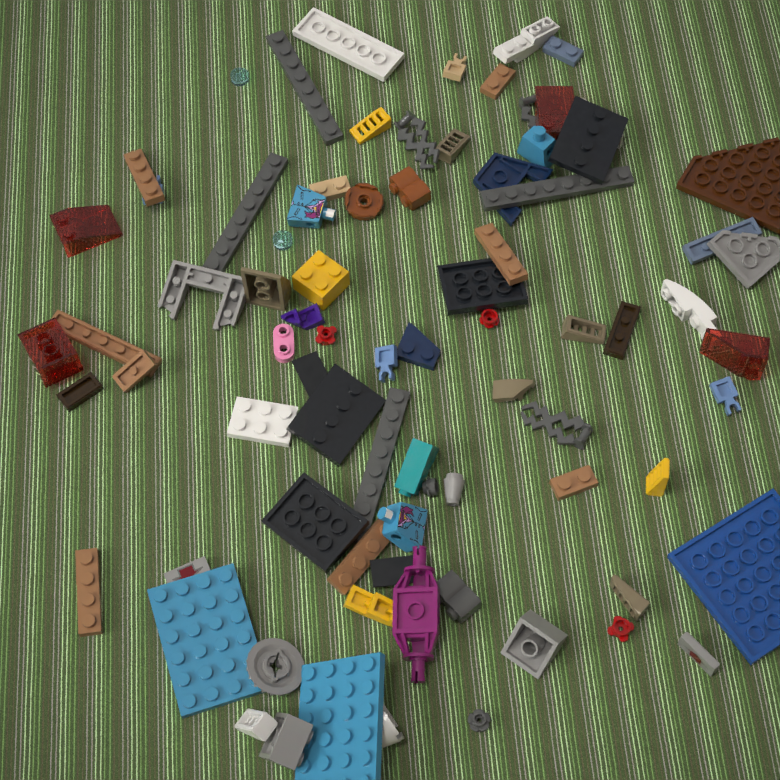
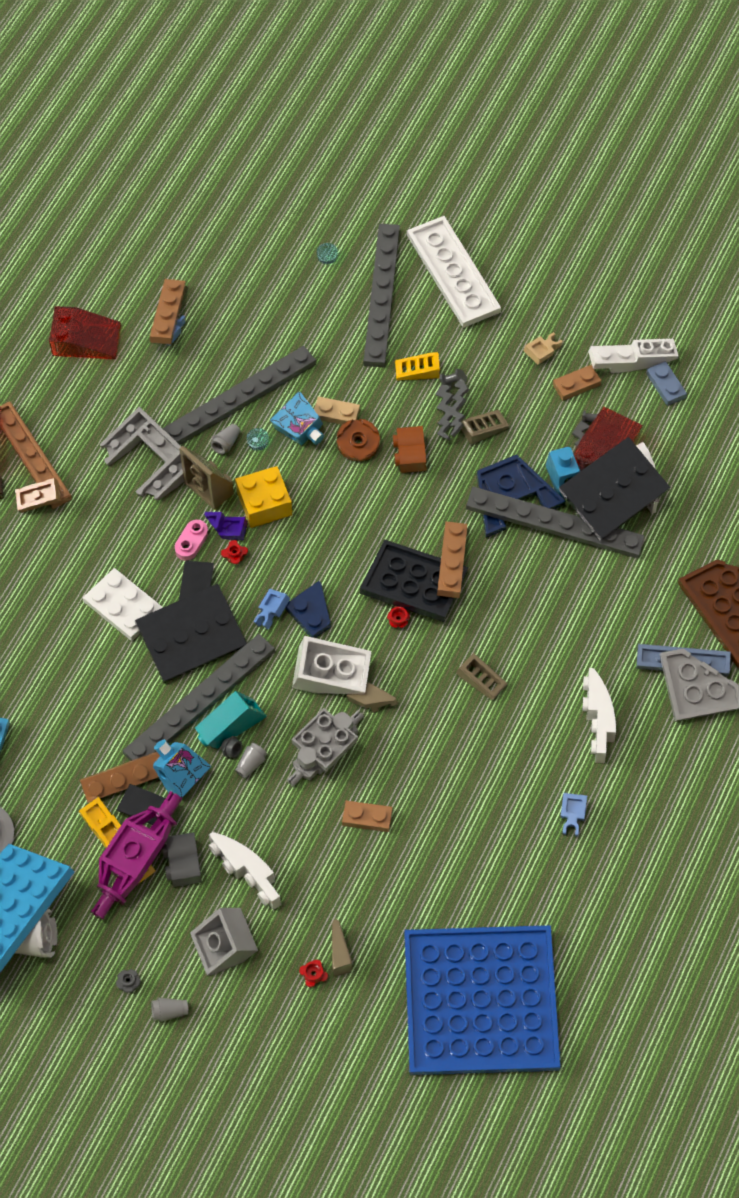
camera: 30 degrees right, 0 degrees up
(258, 255) = (224, 440): none -> light grey cone
(315, 522) = (104, 722): black plate -> none
(466, 383) = (331, 667): none -> white slope
(502, 571) = (244, 862): none -> white slope
(504, 444) = (323, 743): none -> light grey piece
(528, 724) = (166, 1009): none -> light grey cone
(548, 420) = (409, 761): dark grey piece -> none
(621, 330) = (519, 696): dark brown tile -> none
(658, 478) = (445, 857): yellow slope -> none
(698, 654) = (366, 1035): light grey tile -> none
(737, 352) = (614, 781): clear red slope -> none

